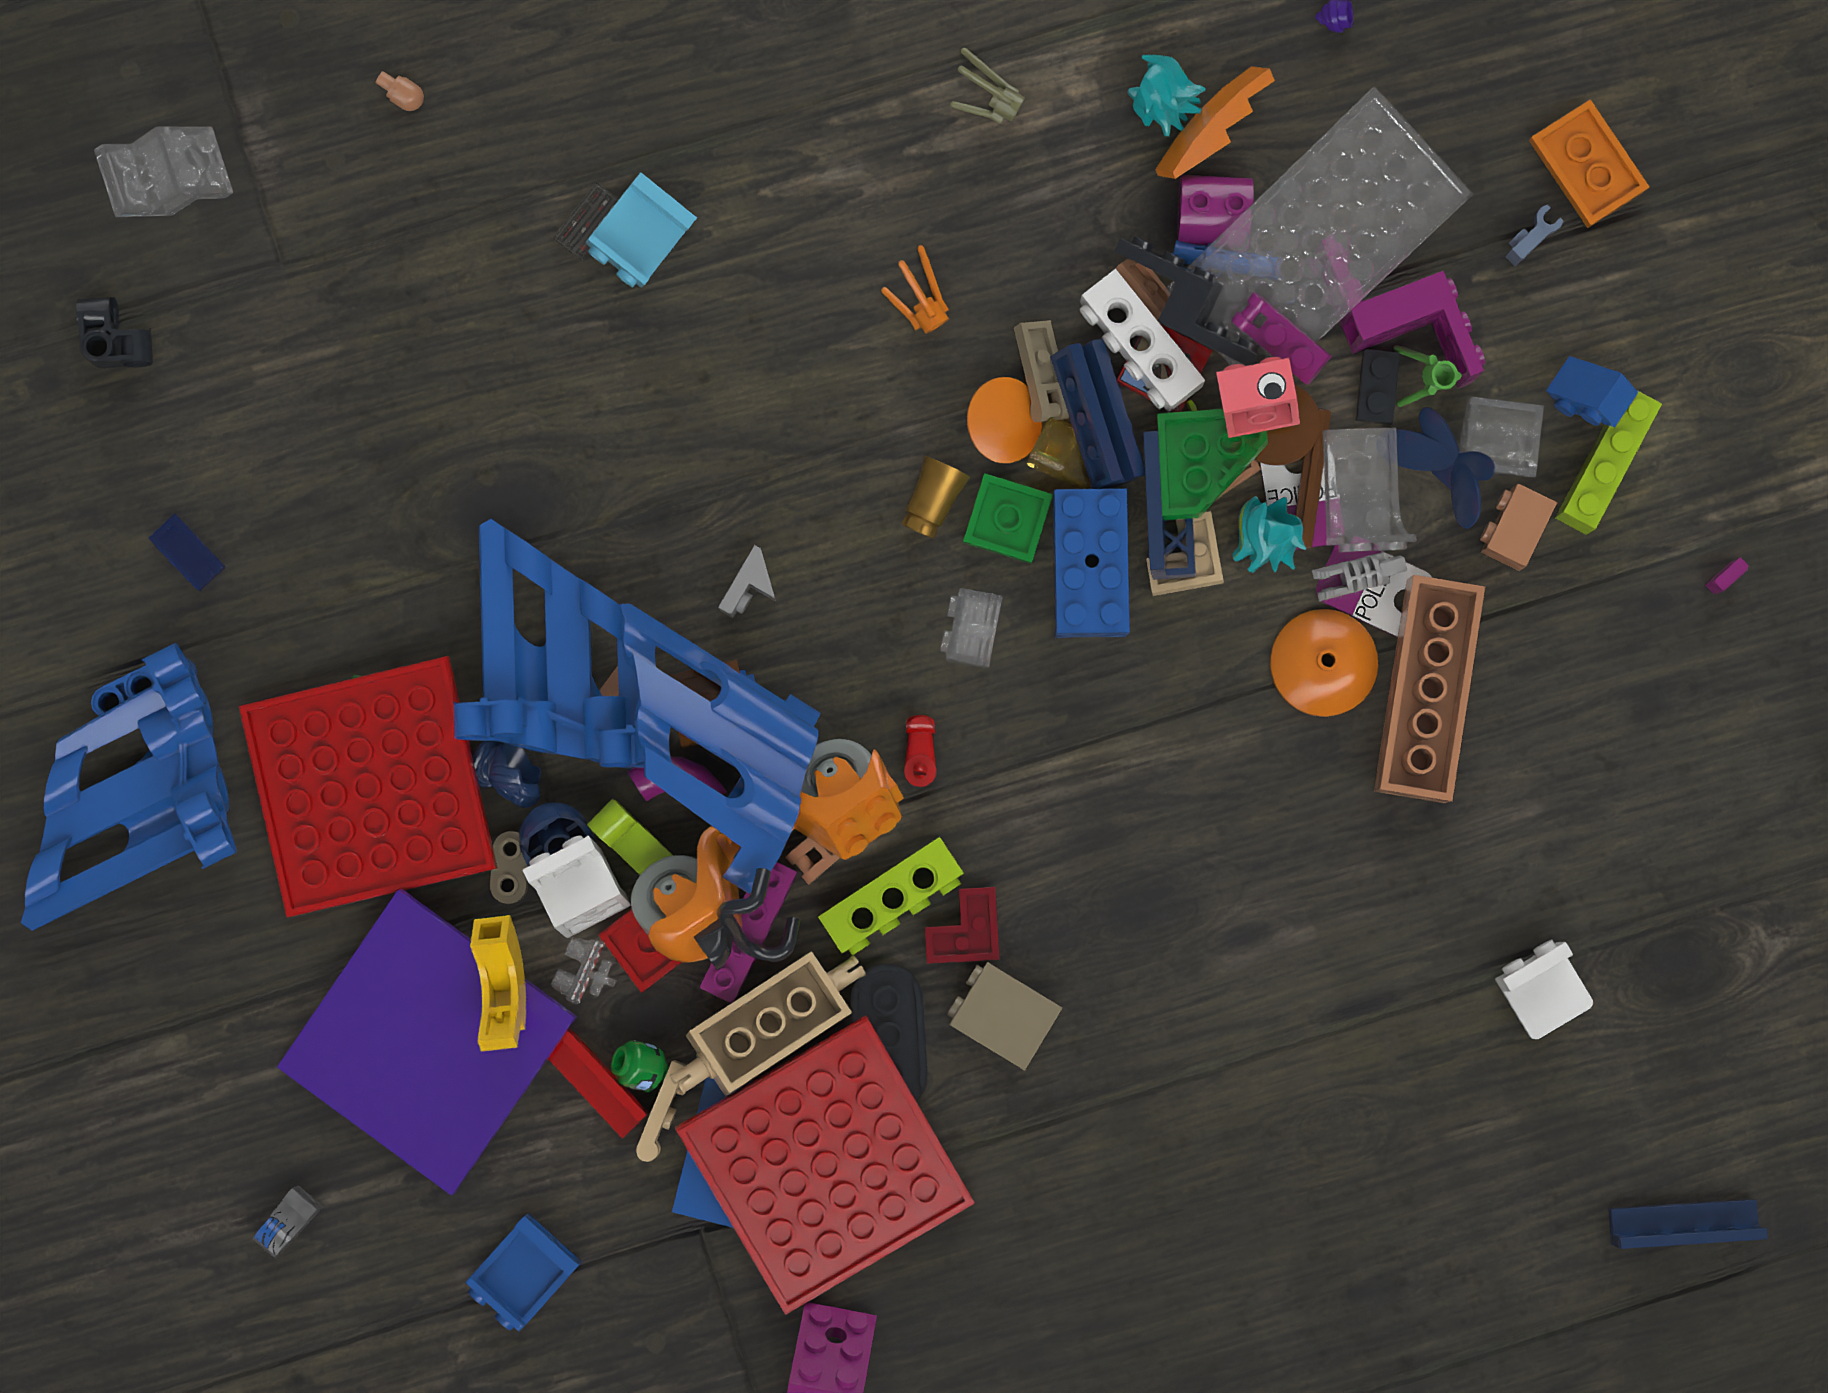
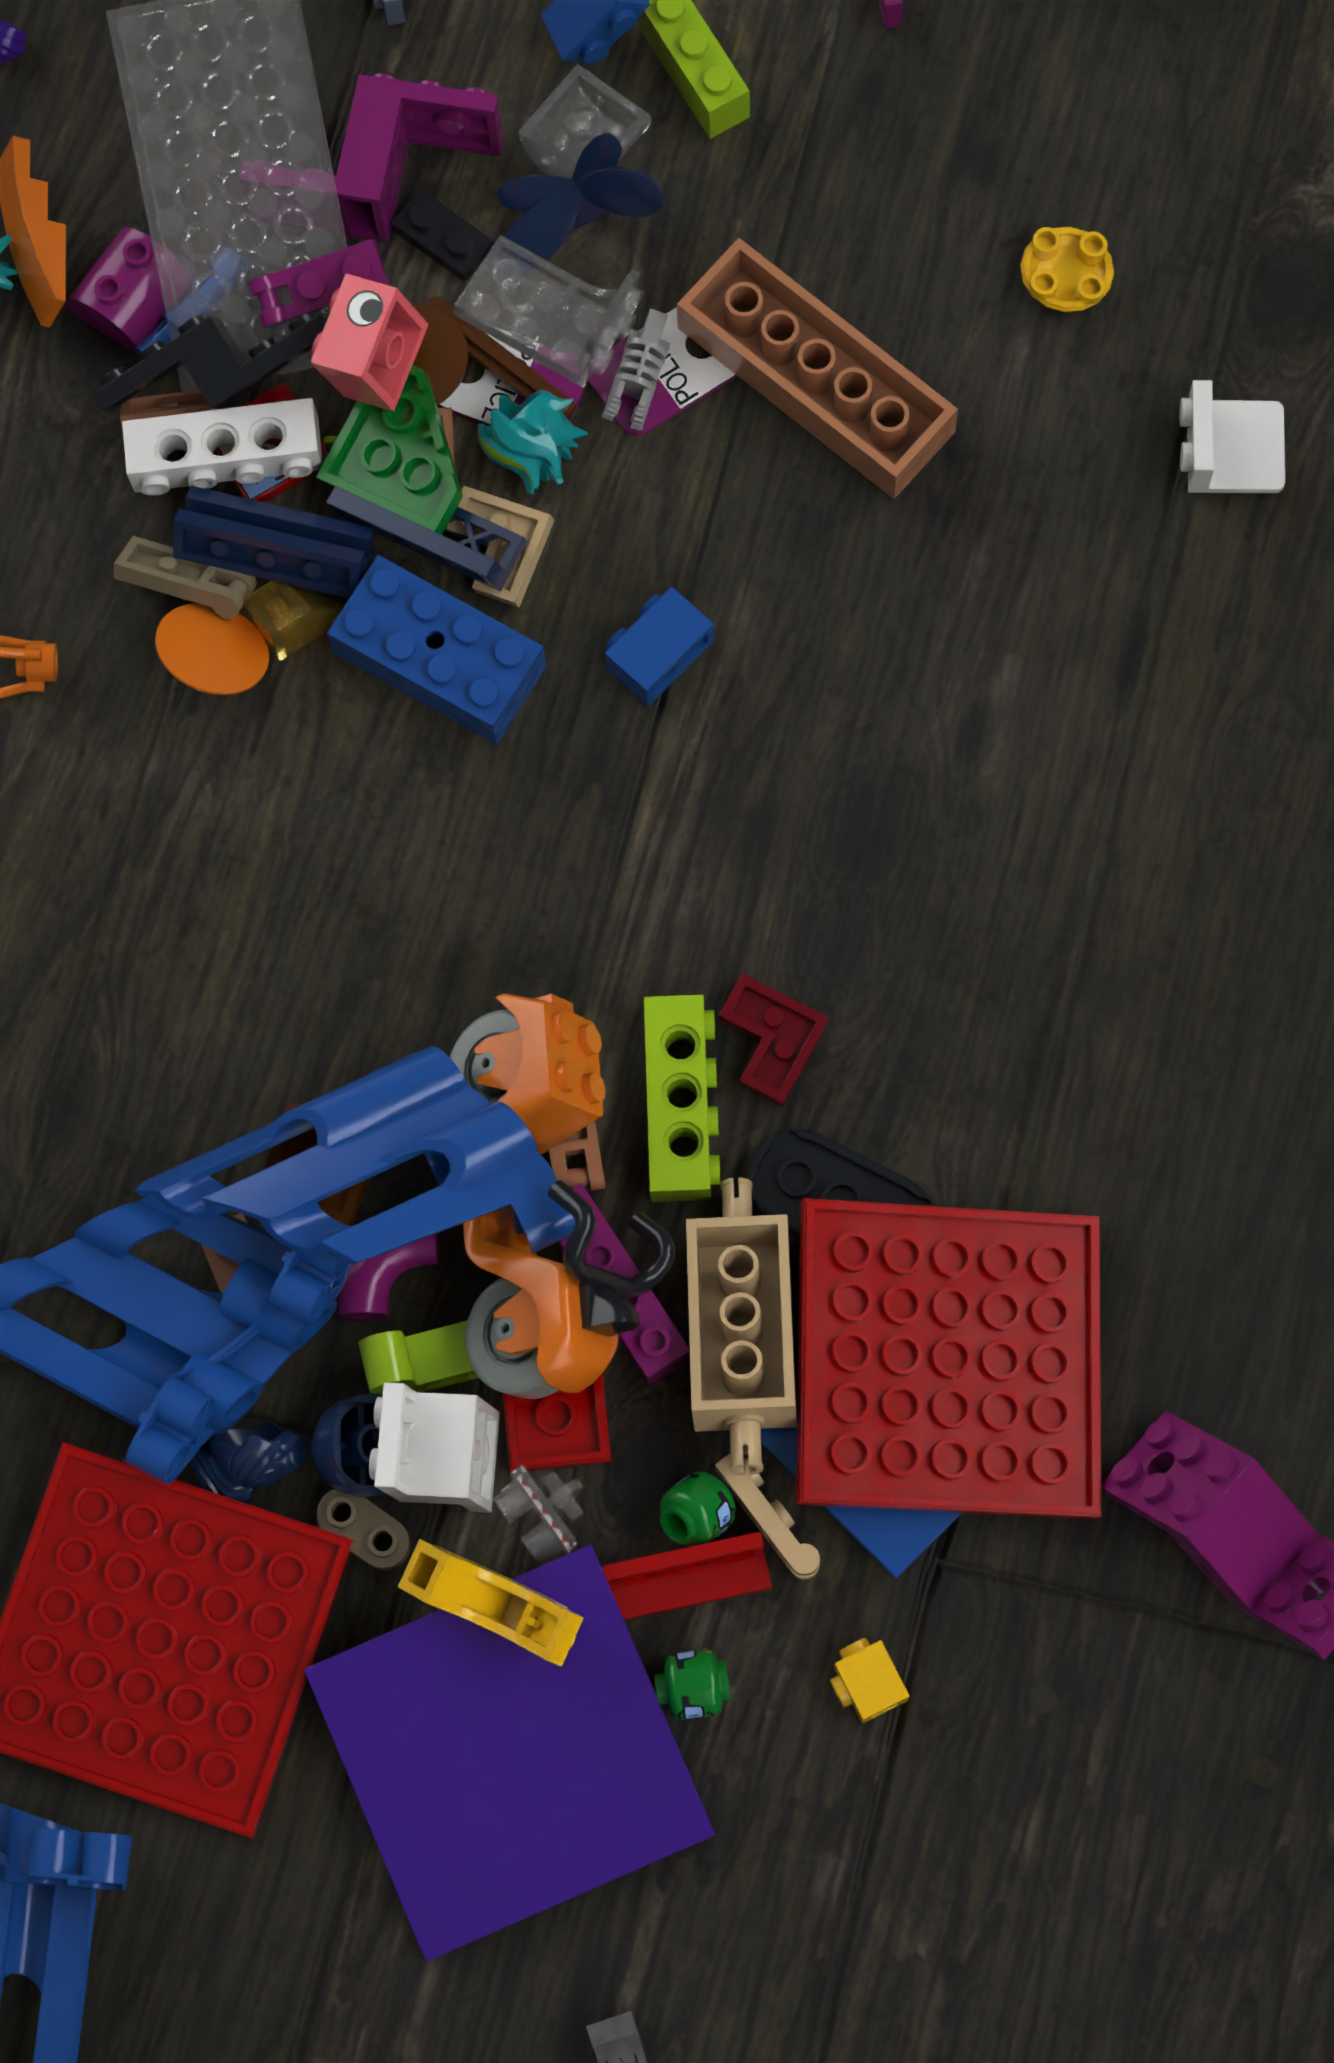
camera: 50 degrees left, 10 degrees down
(522, 1273) = (862, 1806): blue panel -> none
(534, 1126) = (693, 1684): none -> green head
(599, 1231) = (868, 1680): none -> yellow brick
(751, 575) = (206, 1035): light grey slope -> none
(920, 755) = (529, 968): red piece -> none
(933, 496) = (246, 776): pearl gold plant -> none
(972, 629) = (426, 824): clear brick -> none
(1003, 1015) = (897, 1049): dark tan panel -> none
(1007, 518) = (326, 713): green plate -> none
(1180, 701) = (658, 645): none -> blue brick
(1303, 677) = (721, 495): orange dish -> none
(1436, 374) = (471, 155): bright green plant -> none
(1517, 527) = (694, 174): nougat brick -> none
(1603, 809) = (1067, 268): none -> yellow dish

